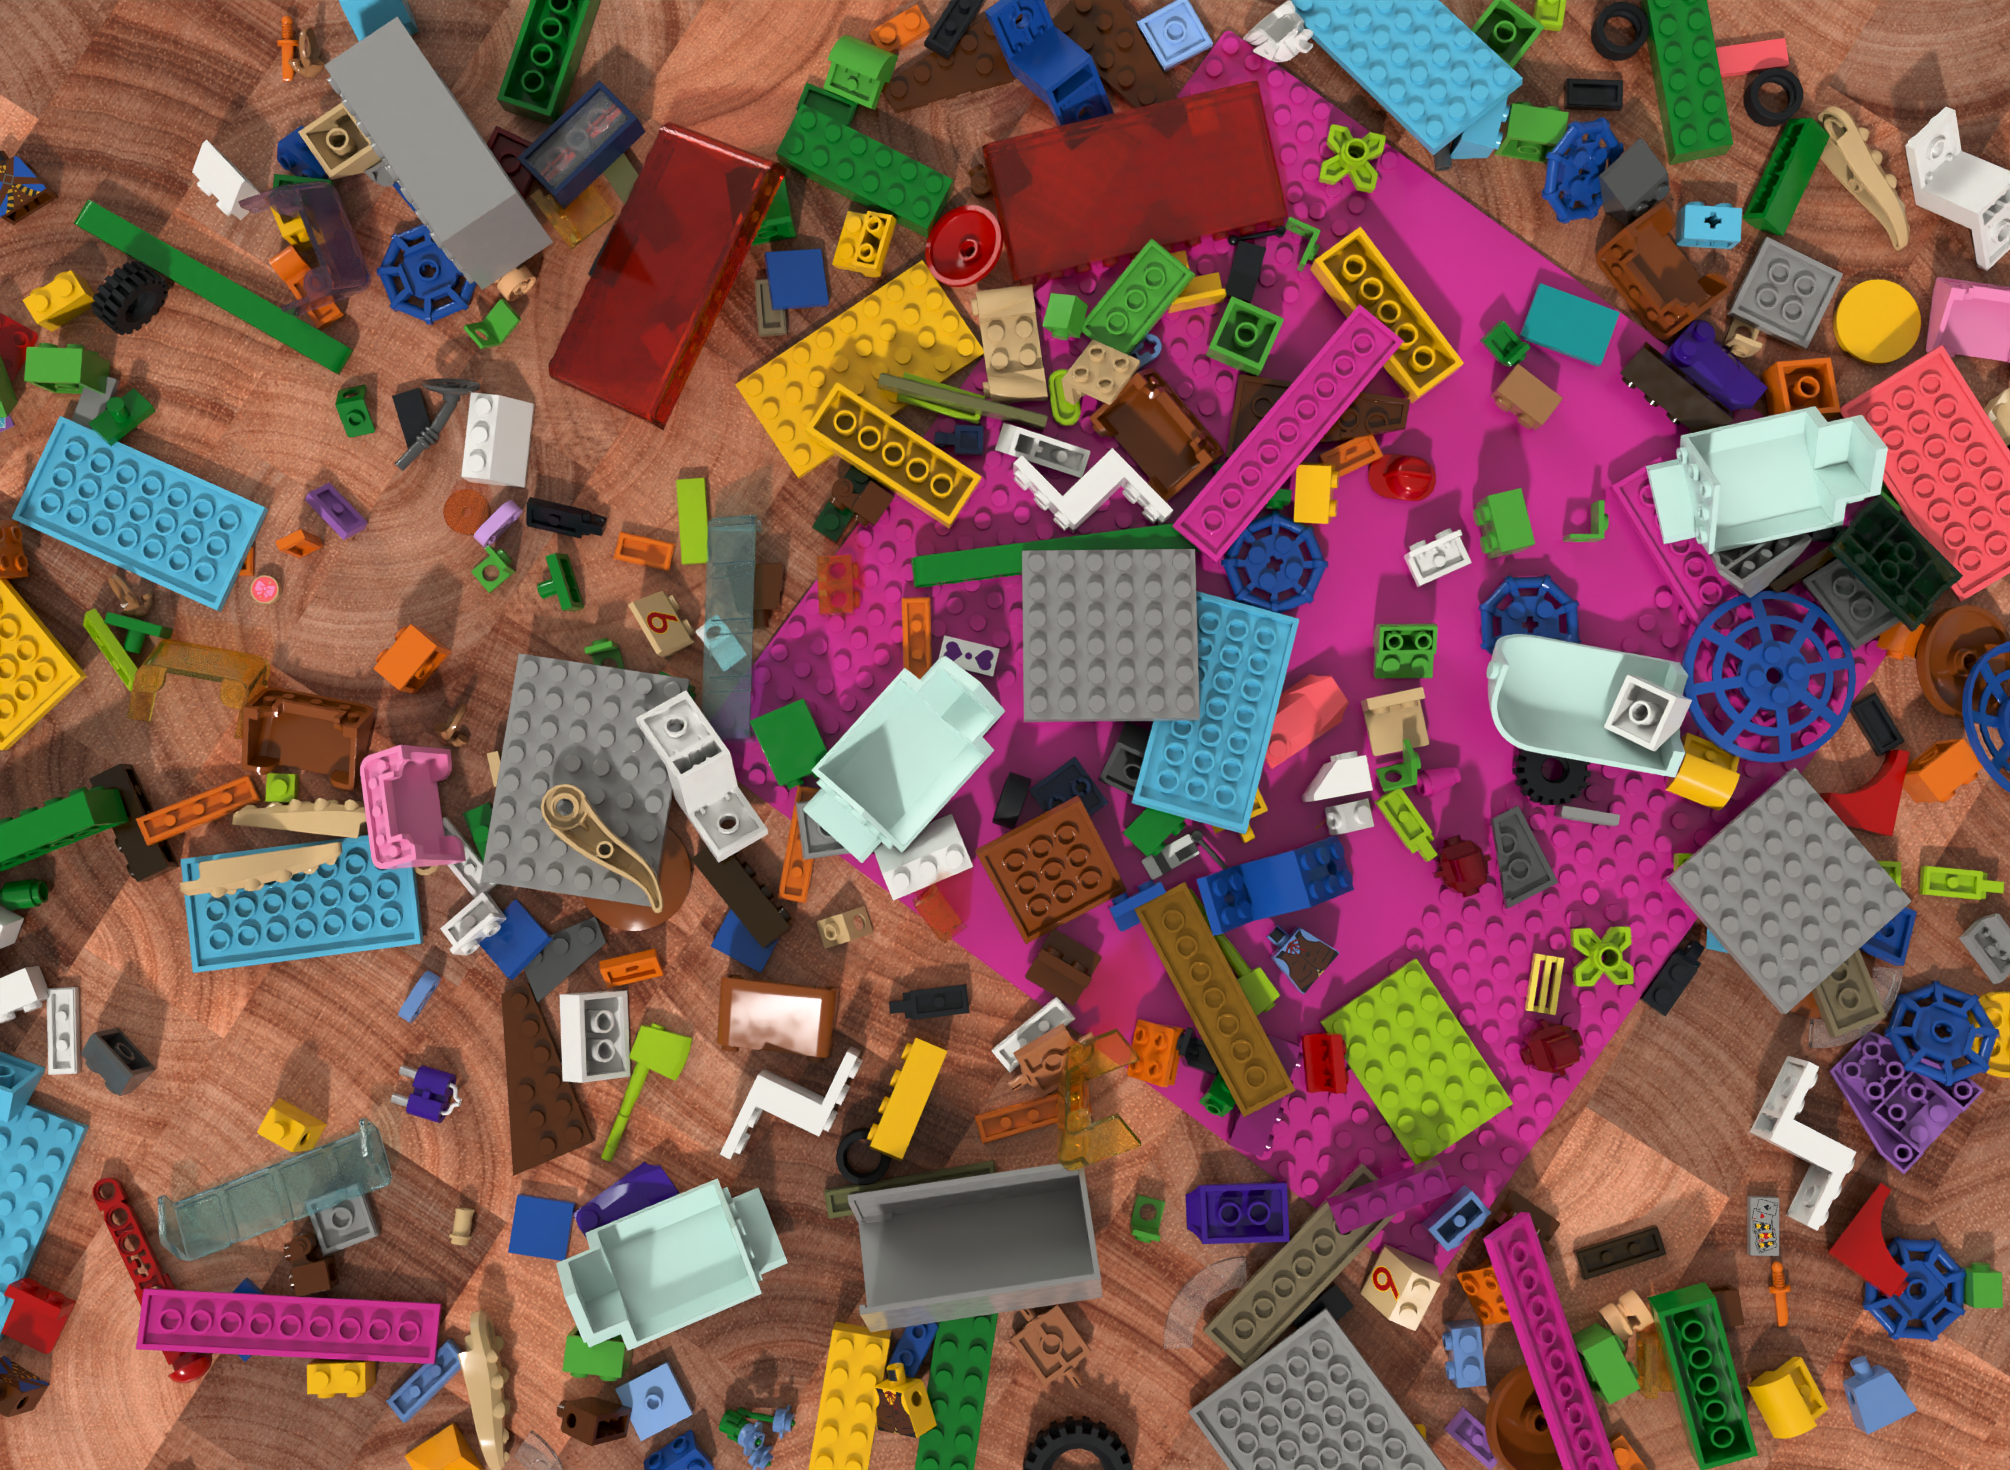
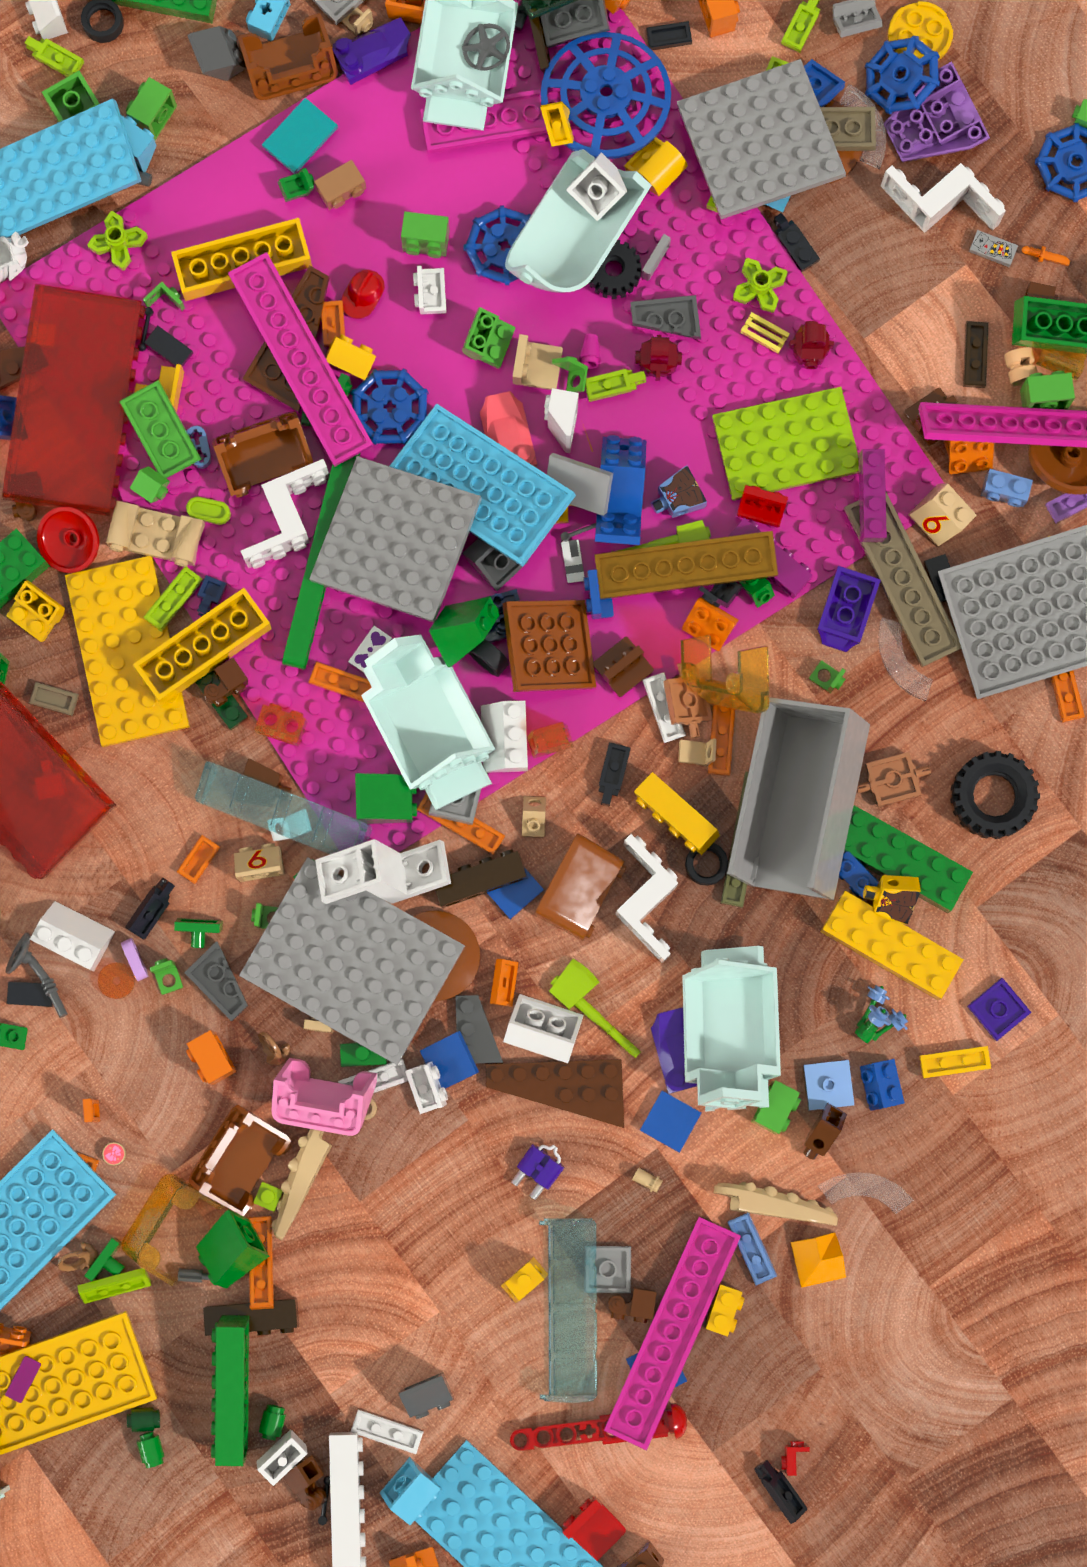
camera: 70 degrees left, 5 degrees down
(161, 741) = (192, 1275): none -> dark grey axle
(197, 771) = (231, 1249): none -> green slope
(255, 870) = (323, 1228): tan animal -> none
(310, 916) = (359, 1215): medium azure plate -> none
(336, 511) = (76, 1077): medium lavender plate -> none
(419, 996) = (464, 1148): medium blue beam -> none
(507, 631) = (218, 982): none -> dark grey wing
(593, 839) = (397, 964): tan animal -> none
(693, 520) = (190, 815): lime tile -> none
(796, 279) = (41, 671): blue tile -> none
(962, 401) = (183, 582): olive tile -> none
(994, 1095) = (697, 752): none -> tan bracket
(1030, 759) = (463, 627): none -> green slope
(1042, 450) = (240, 538): white slope -> none
(1099, 374) = (202, 475): tan bracket -> none
(1151, 829) = (547, 565): green brick -> none
(1244, 337) = (217, 364): bright green brick -> none
(1266, 842) = (586, 481): none -> light grey tile
(1349, 817) = (592, 423): white bracket -> none
(1456, 1218) = (907, 456): medium blue brick -> none
(1563, 169) = (188, 95): blue plate -> none
(1593, 94) = (140, 56): black tile -> none
(1599, 524) = (452, 170): bright green bracket -> none
(1674, 391) = (377, 81): dark brown brick -> none
(1707, 632) = (557, 123): none -> yellow slope
(1759, 564) = (524, 71): light grey wedge -> none
(1771, 506) = (486, 46): none -> dark grey wheel
(1864, 1249) = (1034, 185): red arch -> none
(1876, 803) = (725, 58): red arch -> none

